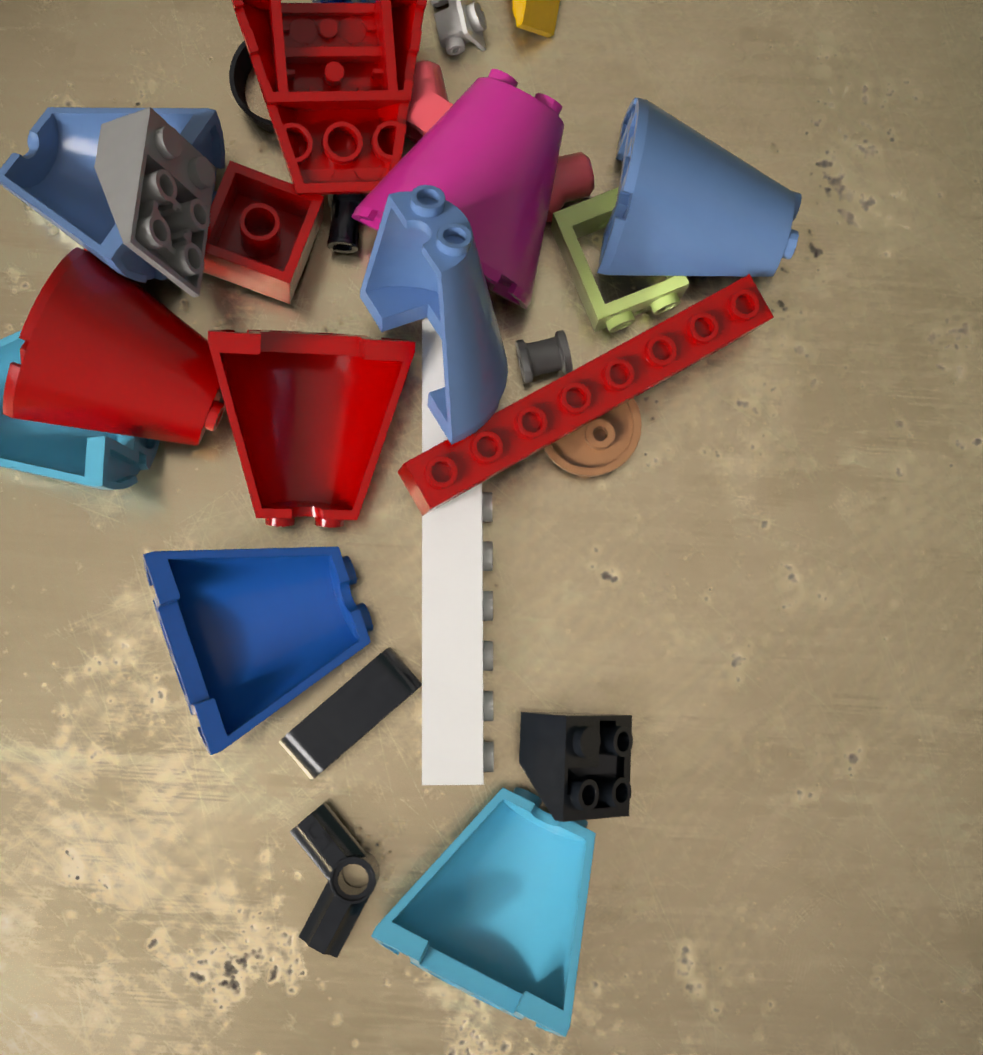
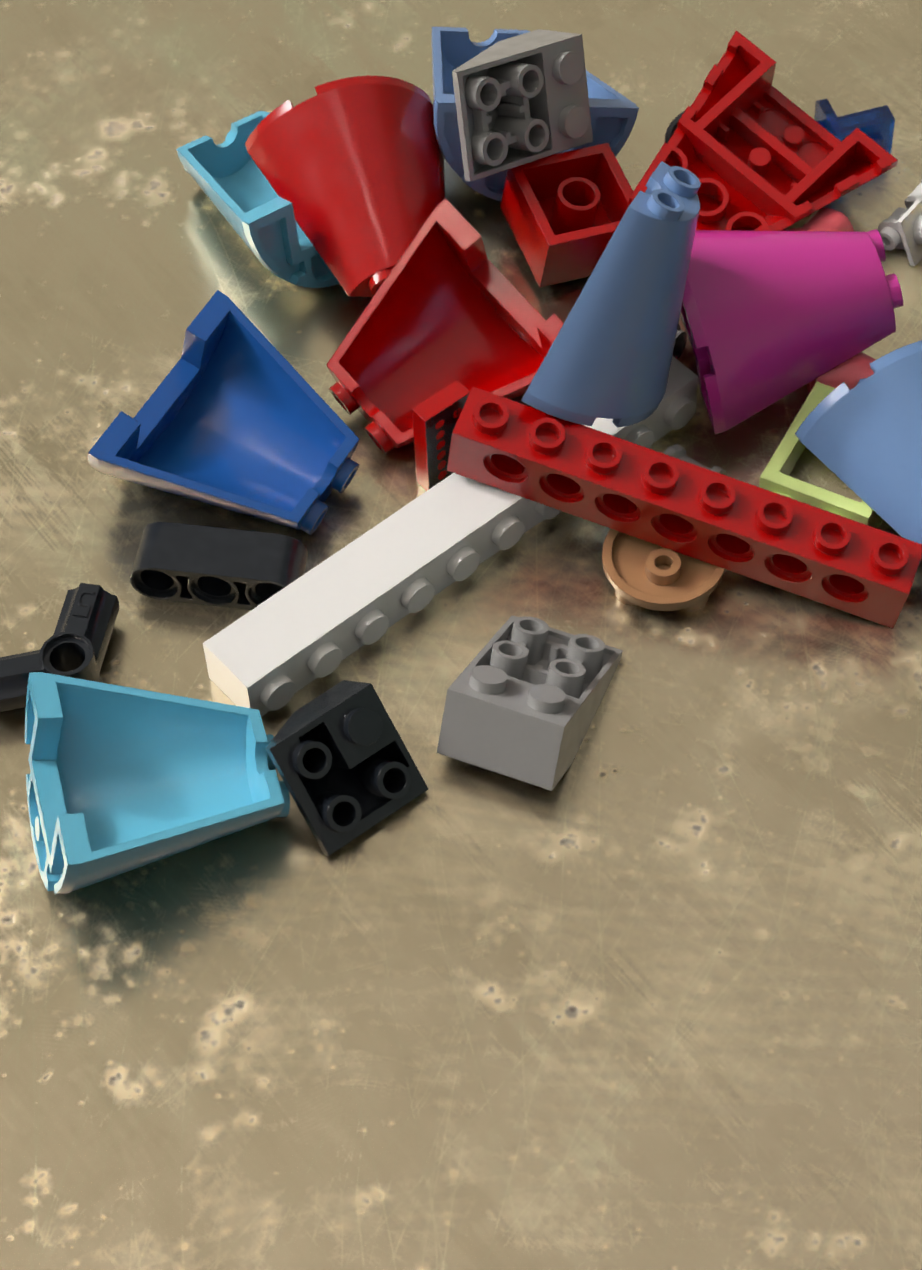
camera: 55 degrees right, 30 degrees down
(384, 489) = (433, 429): none -> tile
(627, 601) = (527, 701): none -> light grey slope

